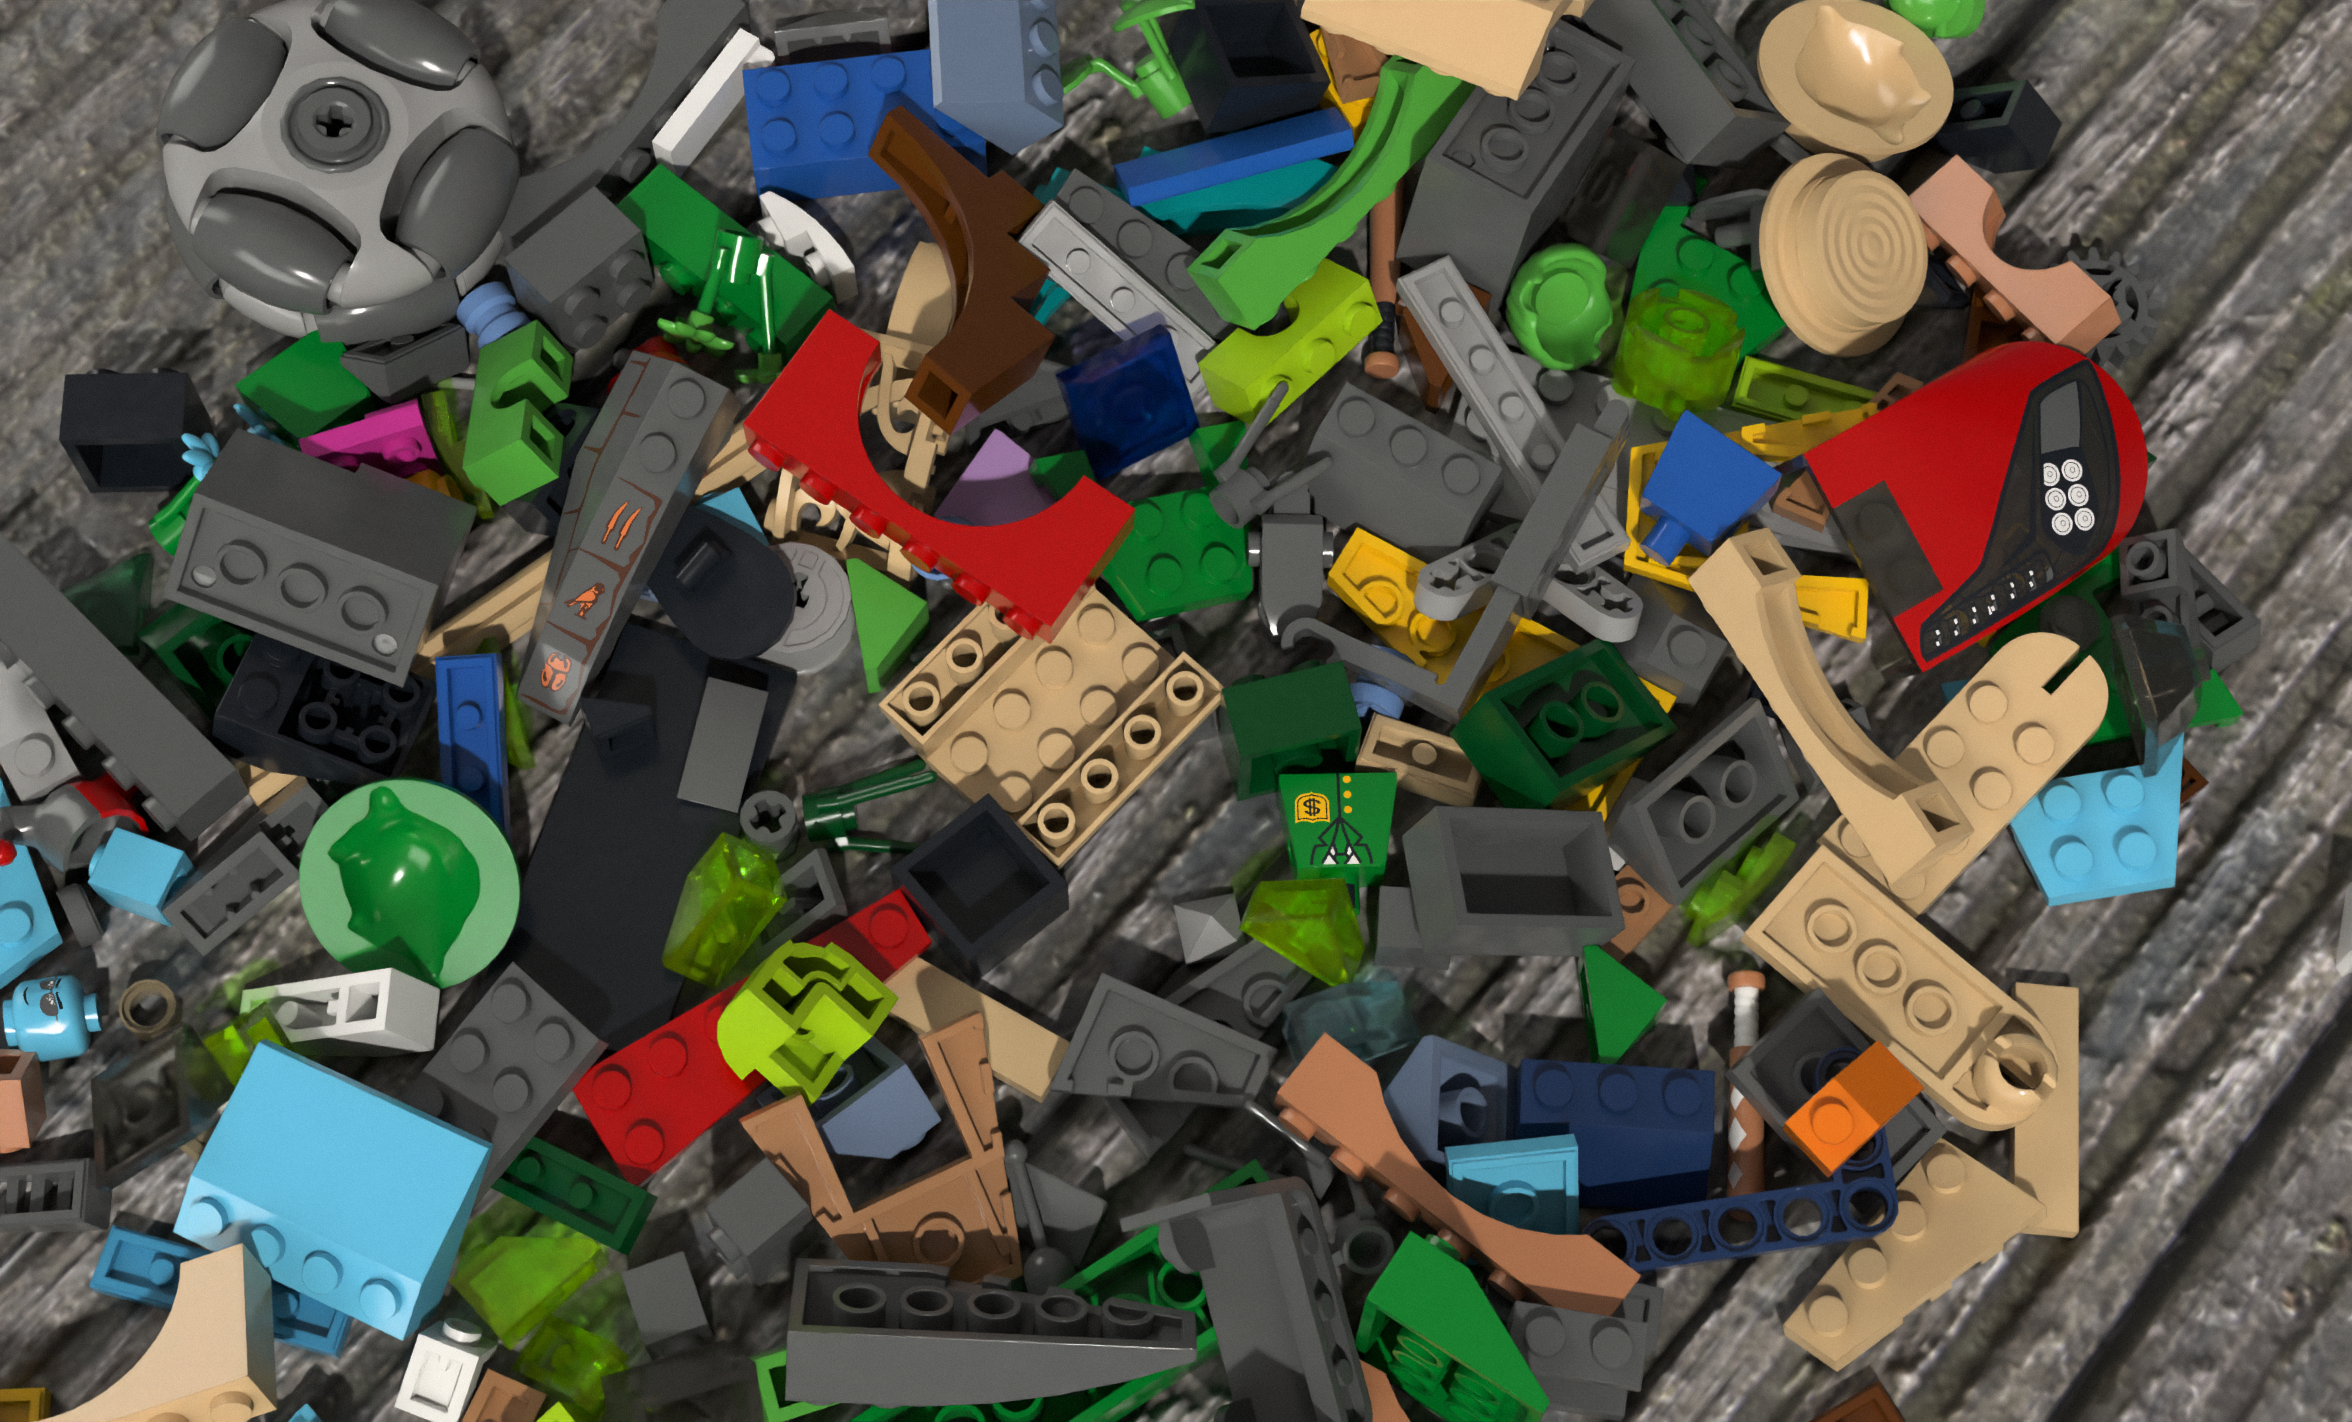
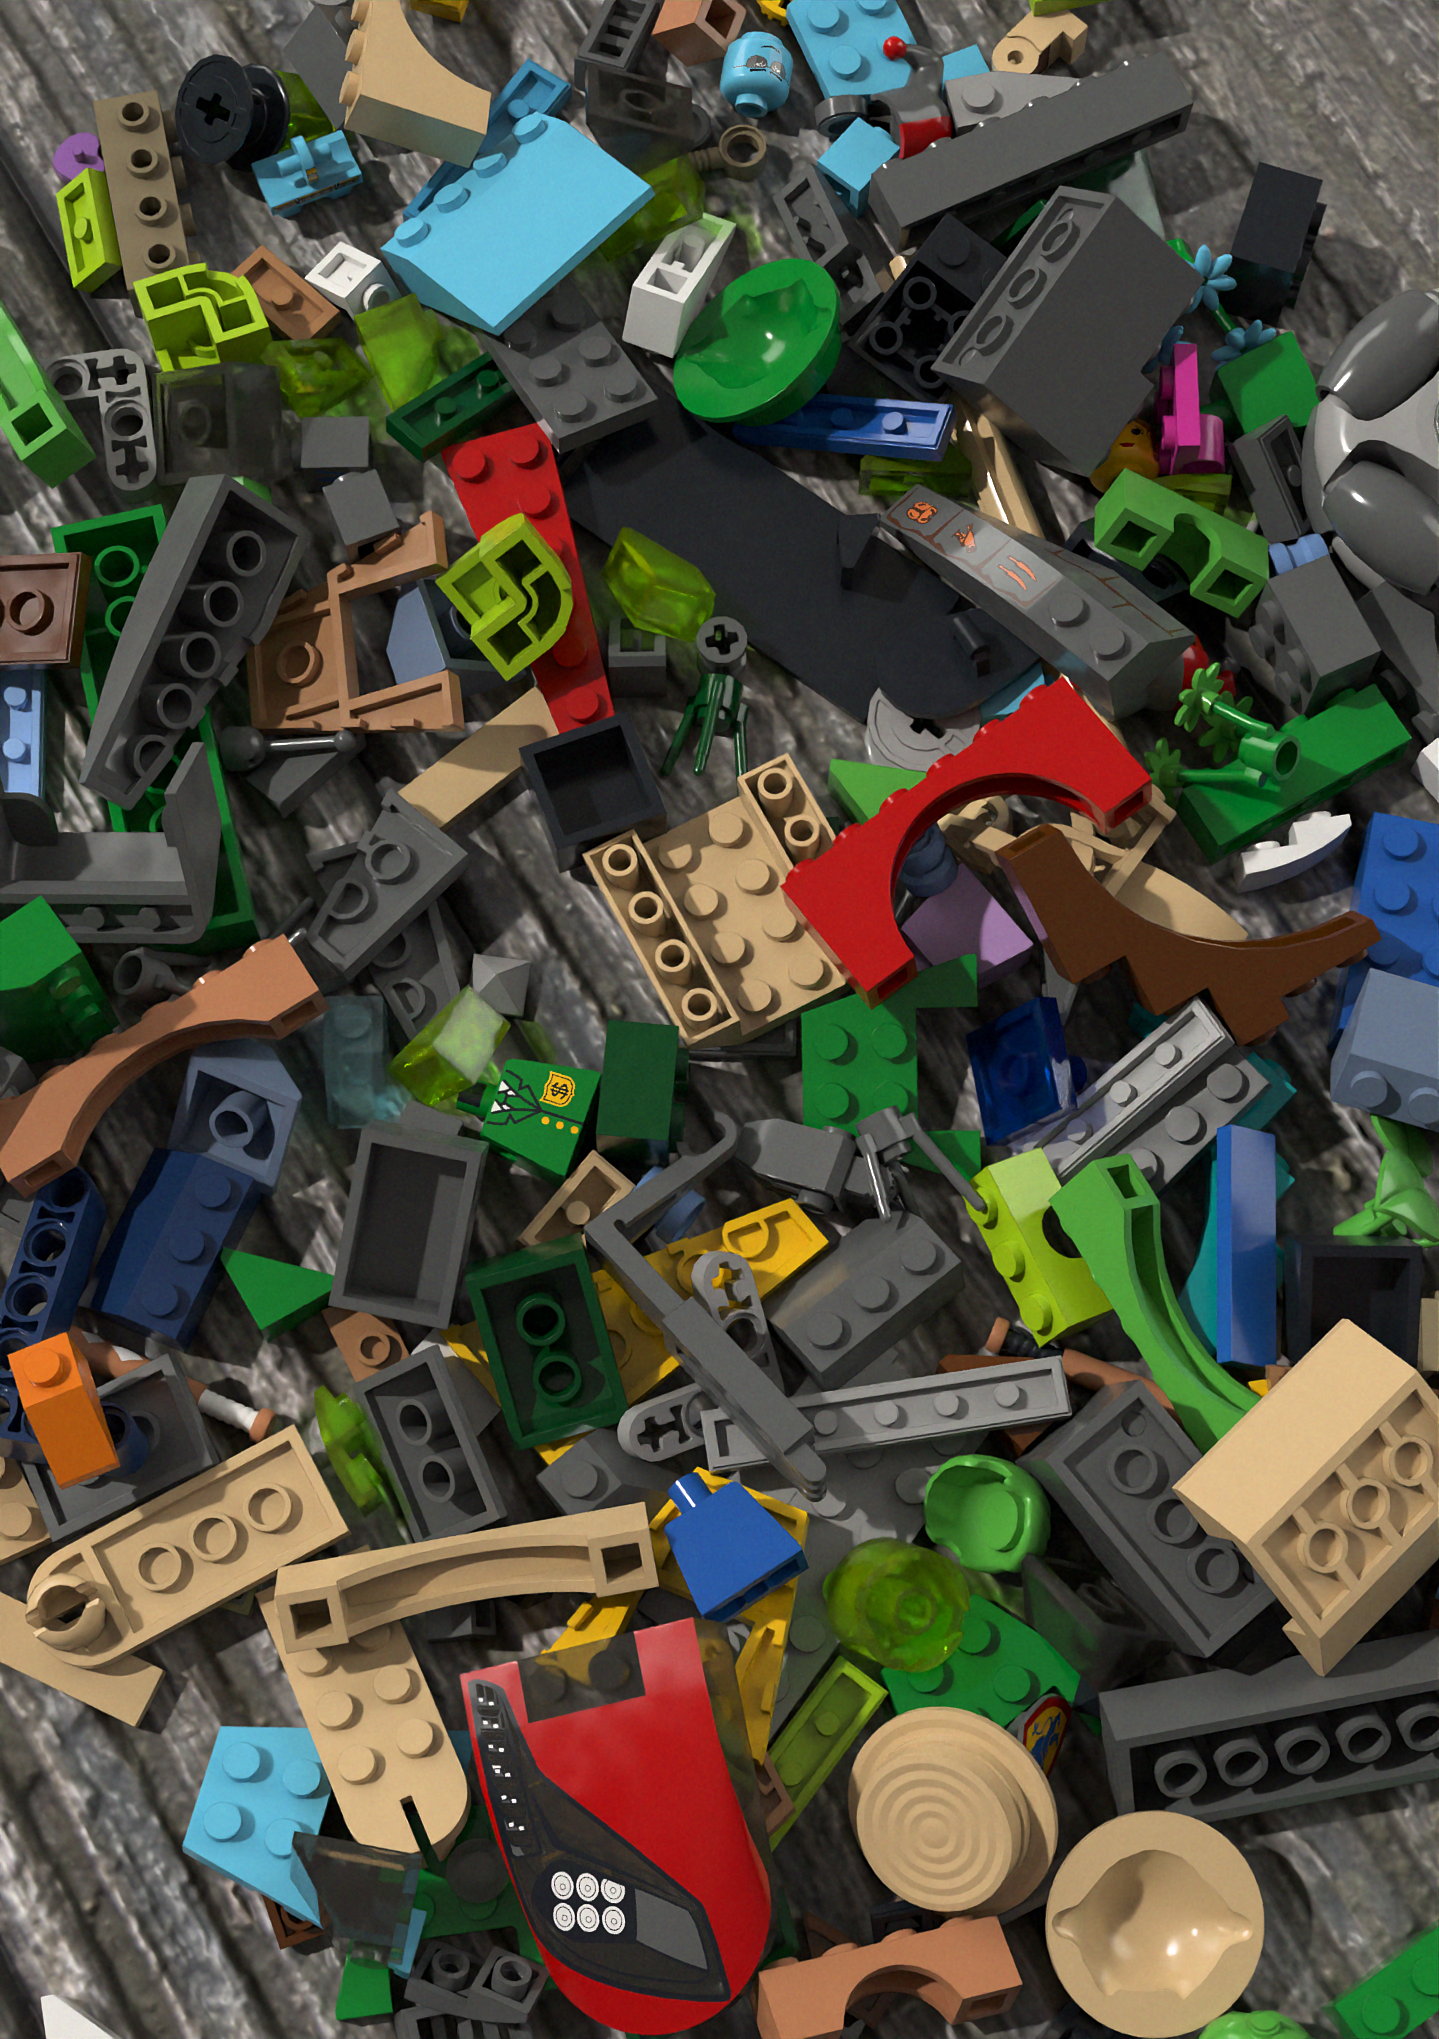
camera: 110 degrees right, 5 degrees up
(722, 744) = (807, 628): dark grey slope -> none
(1519, 1182) = (141, 1131): medium azure plate -> none

